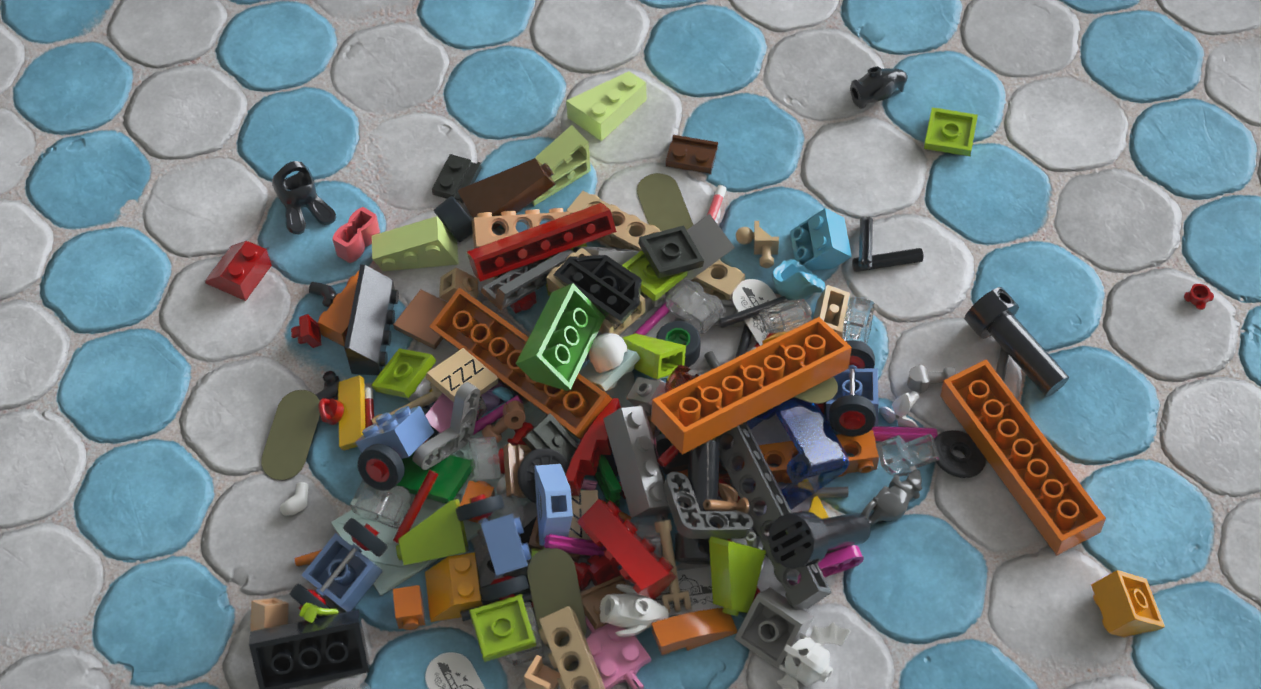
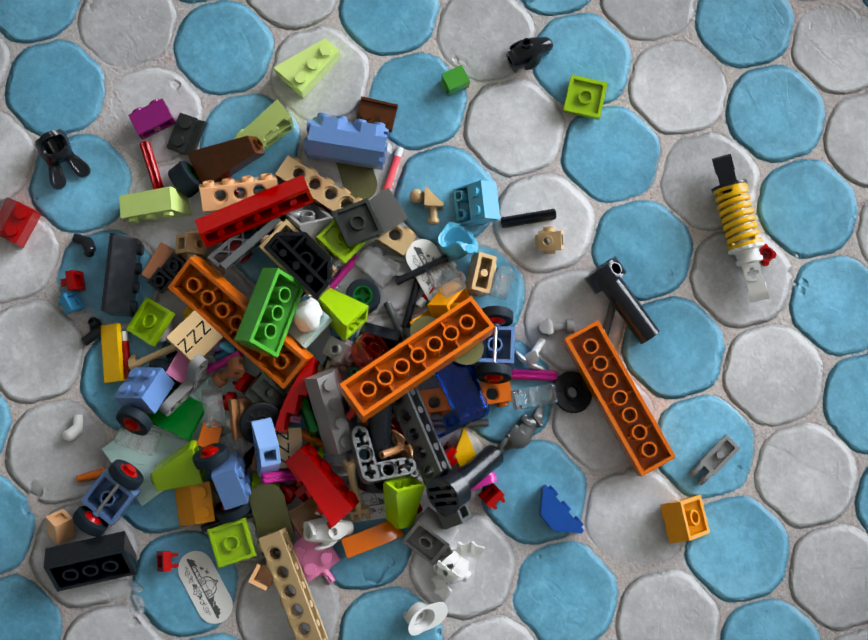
camera: 10 degrees left, 25 degrees up
(291, 435) = (66, 371): olive sticker -> none
(303, 355) = (71, 302): none -> dark azure tile
(310, 611) = (88, 536): lime hand -> none
(330, 410) = (95, 353): red tile -> none
(335, 320) = (95, 270): orange slope -> none
(355, 235) = (104, 196): coral brick -> none
(408, 659) = (164, 561): none -> red tile
(409, 607) = (163, 520): orange brick -> none
(410, 203) = (151, 165): none -> red axle
(416, 158) = (151, 118): none -> magenta brick
(416, 505) = (164, 442): red bar -> none
(419, 323) = (164, 275): none -> black slope
(645, 174) = (346, 142): none -> medium blue brick
(788, 116) = (454, 80): none -> bright green brick
(855, 578) = (492, 495): none -> red tile
(865, 242) = (511, 210): black axle -> none
(917, 278) = (555, 236): none -> tan brick
(949, 599) = (557, 513): none -> blue slope
(1161, 531) = (715, 458): none -> light grey hinge
(1162, 260) = (738, 226): none -> piece

